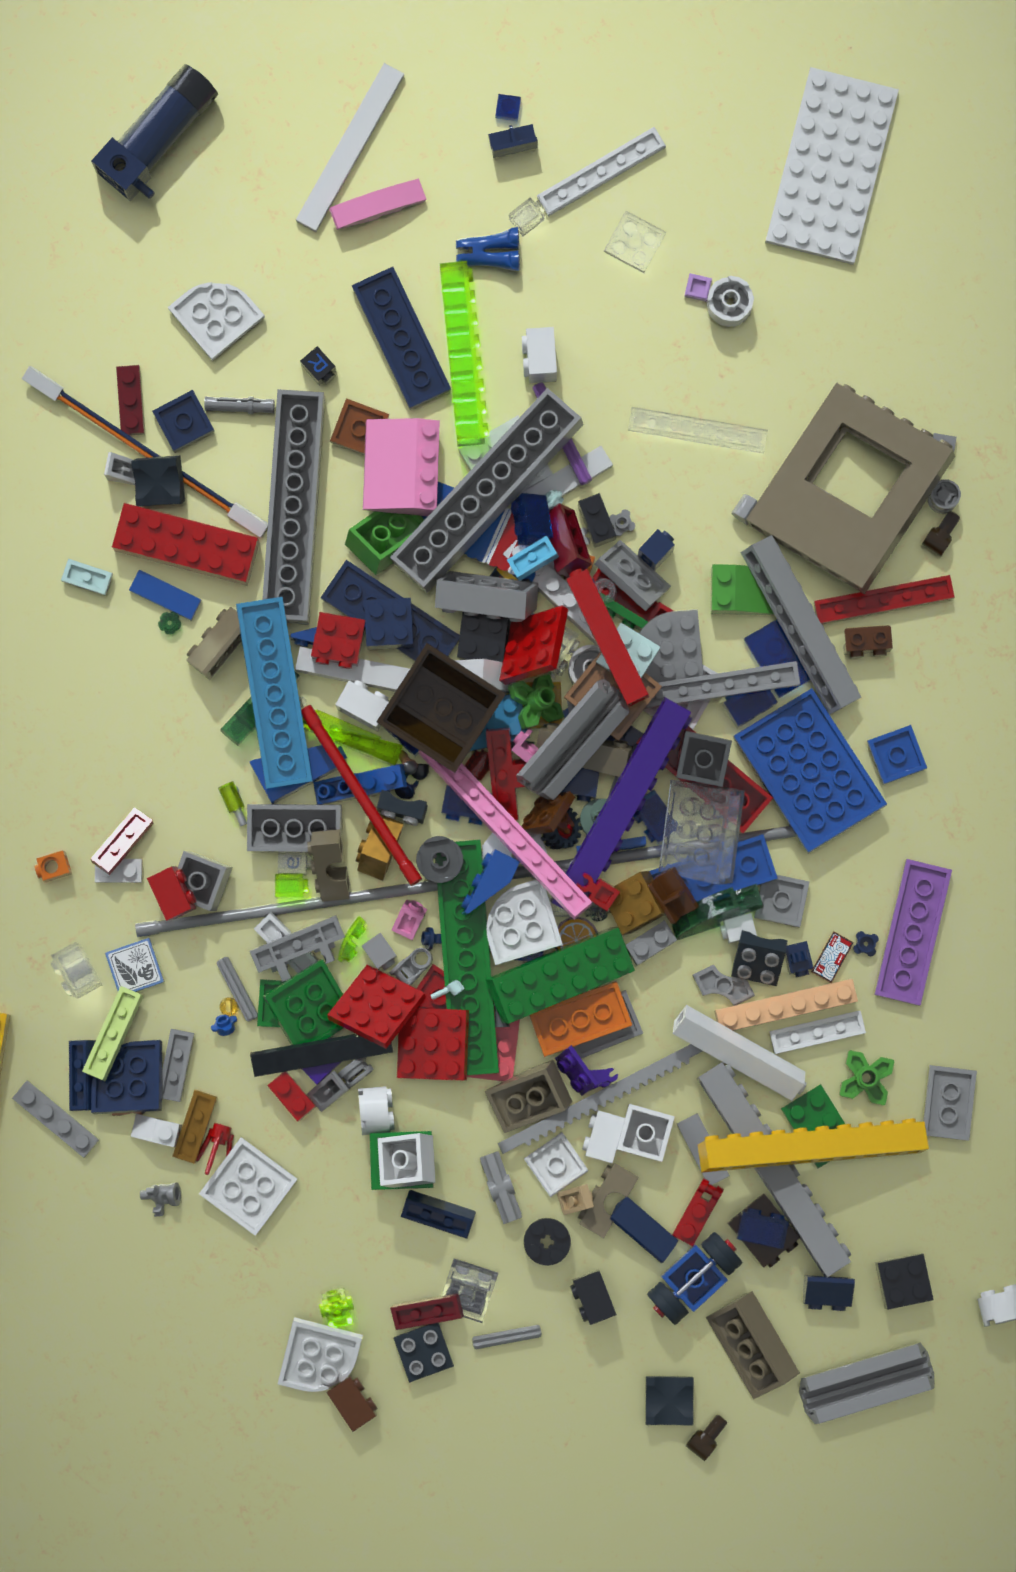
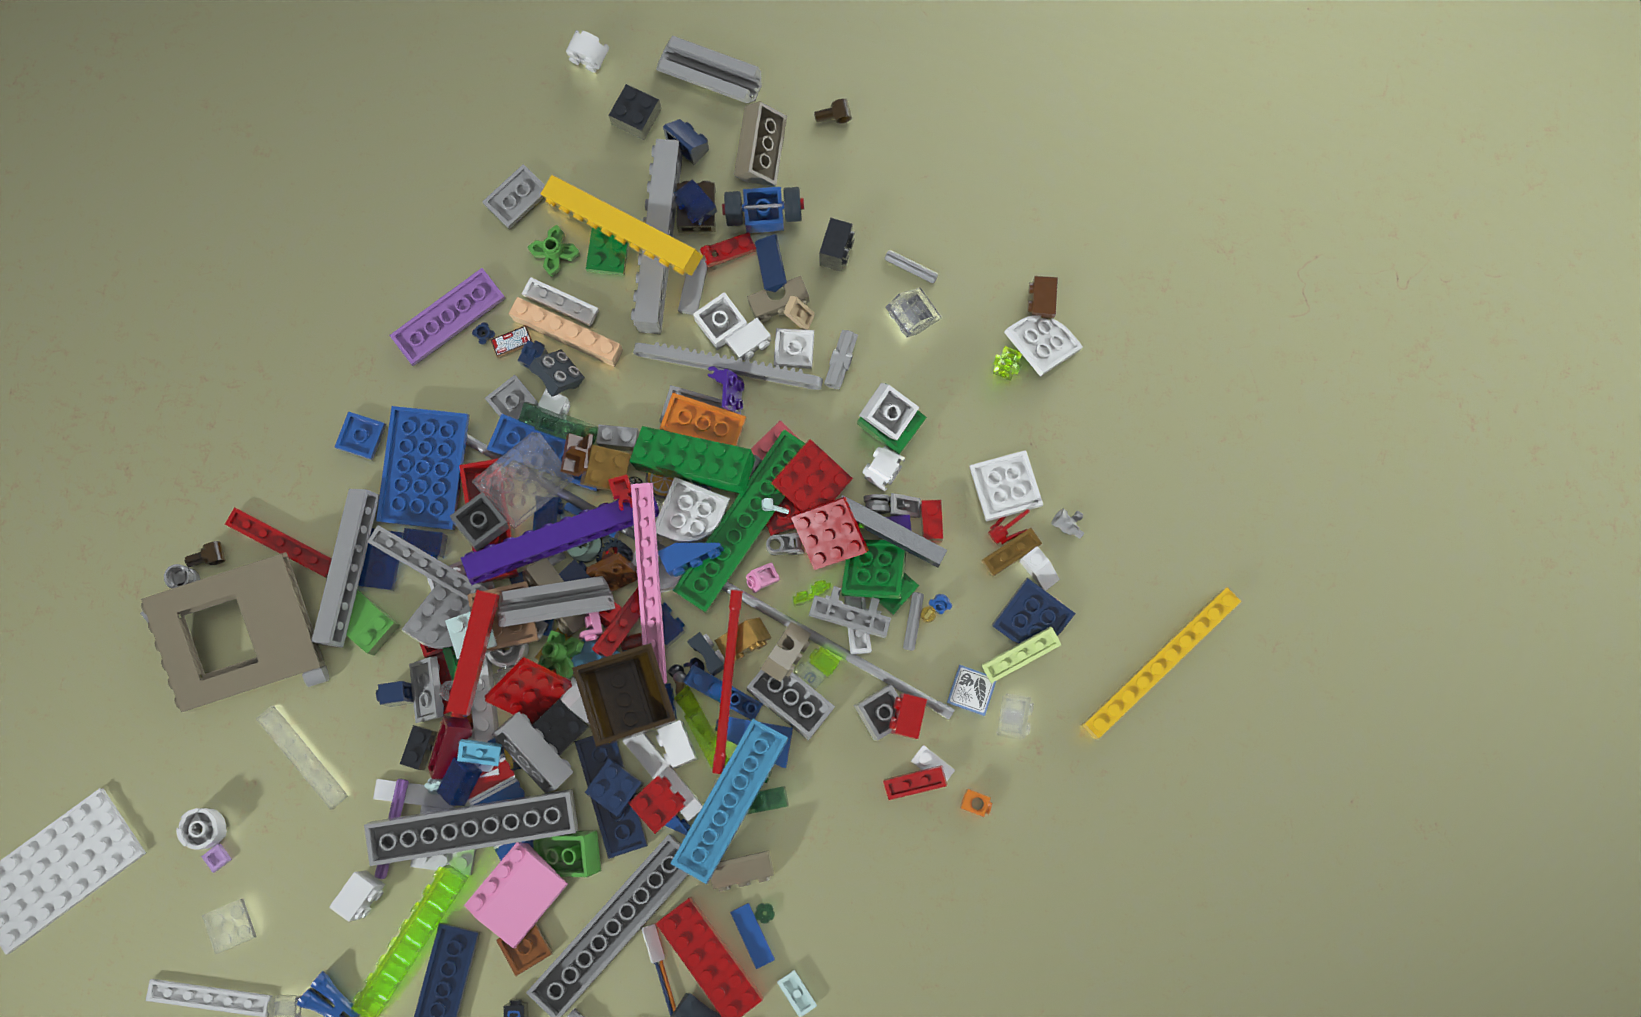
camera: 140 degrees left, 5 degrees down
(55, 1119) = (1102, 630): light grey plate -> none
(79, 1082) = (1069, 639): dark blue slope -> none
(176, 1064) = (992, 602): light grey plate -> none
(233, 801) = (818, 750): clear neon green piece -> none
(380, 952) = (799, 570): light grey brick -> none
(423, 1352) = (972, 296): black brick -> none
(427, 1311) = (950, 317): dark red plate -> none
(428, 938) = (759, 554): dark blue plate -> none
(433, 871) = (709, 585): dark grey plate -> none
(438, 1214) = (894, 373): dark blue slope -> none
(529, 1096) = (776, 400): dark tan slope -> none
(554, 1253) = (838, 292): black brick -> none
(623, 516) = (401, 727): light grey plate -> none
(669, 1400) = (839, 150): black brick -> none
(713, 982) = (599, 385): light grey tile -> none
(739, 1053) = (619, 322): white brick -> none
(868, 640) = (311, 522): reddish brown bracket -> none

